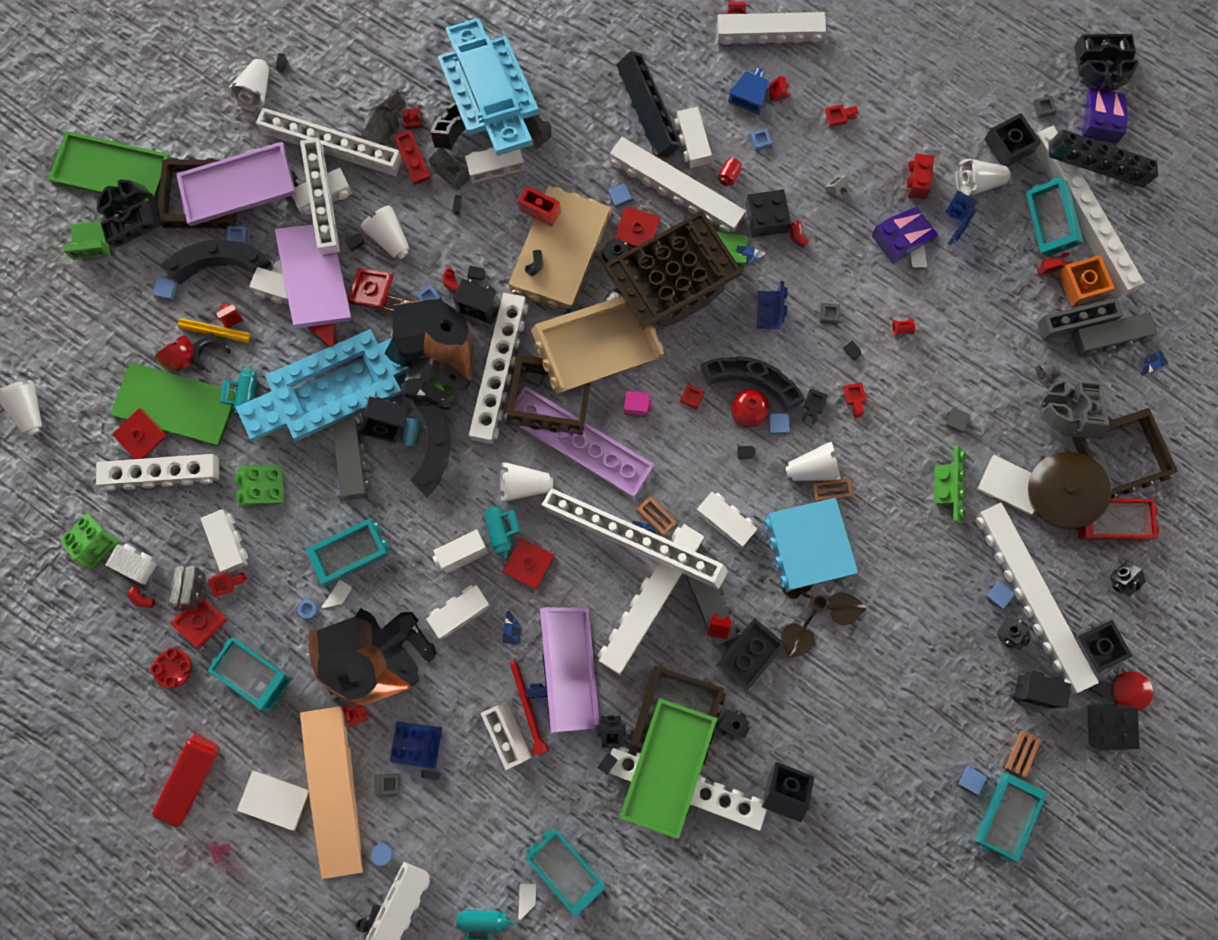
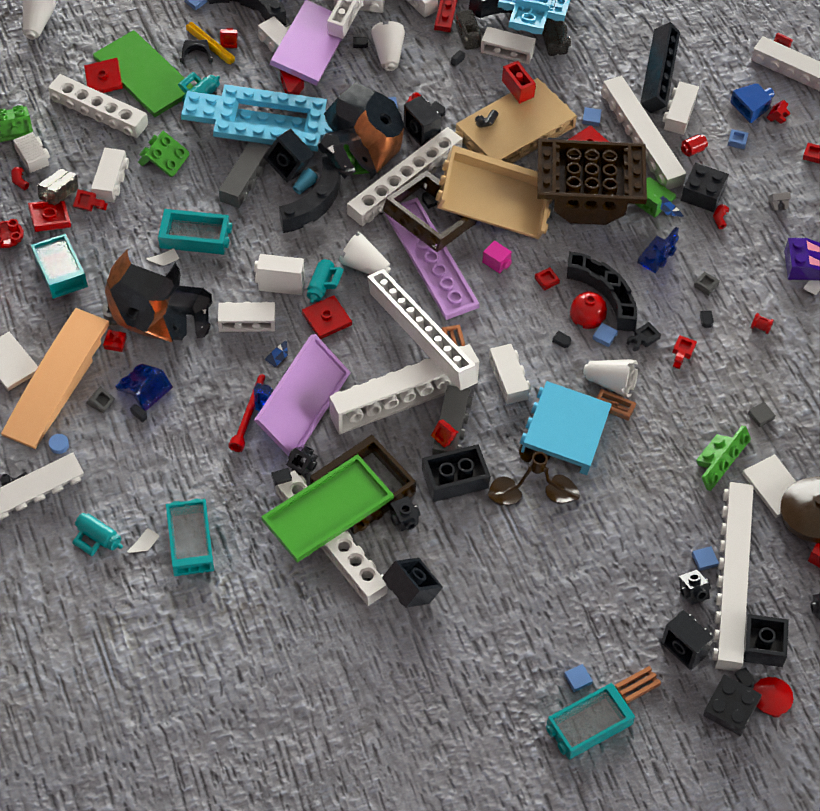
camera: 30 degrees right, 20 degrees down
(176, 354) = (170, 39): red cylinder -> none
(307, 609) = (135, 253): medium blue tile -> none
(370, 288) = (347, 74): red plate -> none
(506, 735) = (217, 415): white brick -> none

